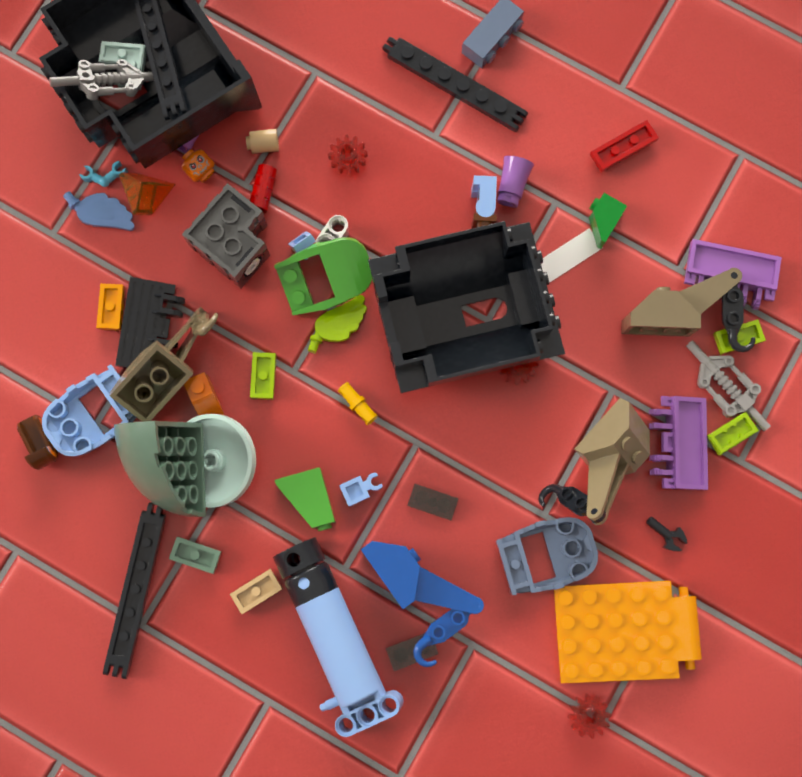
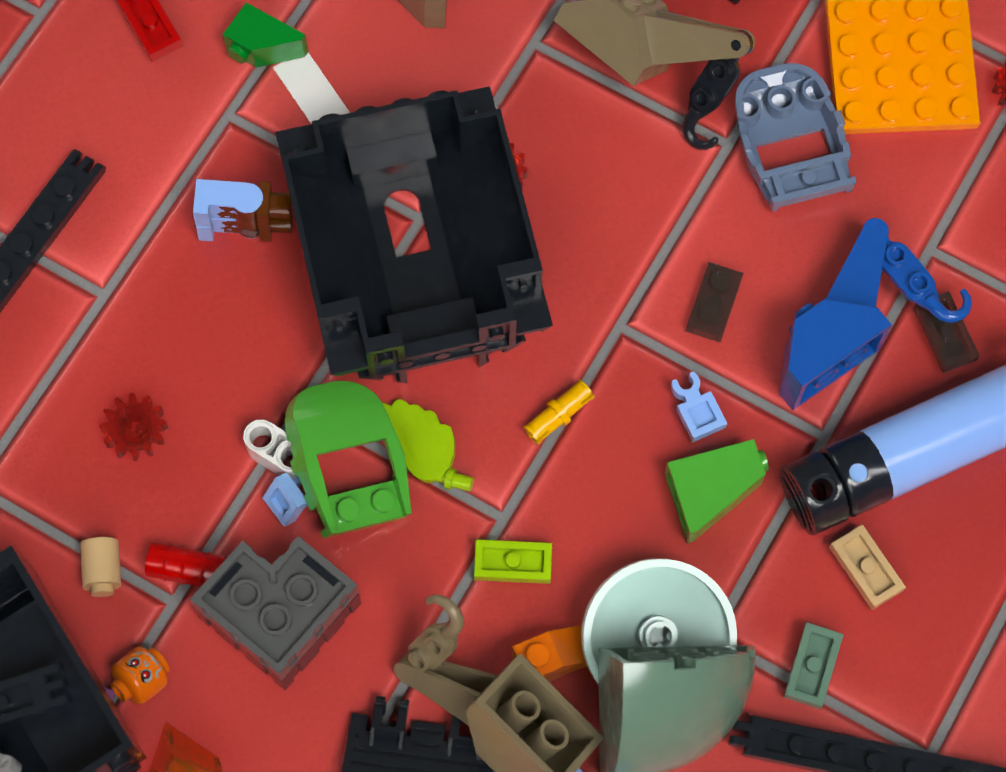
camera: 90 degrees left, 10 degrees down
(513, 180) = (181, 166): medium lavender plant -> none

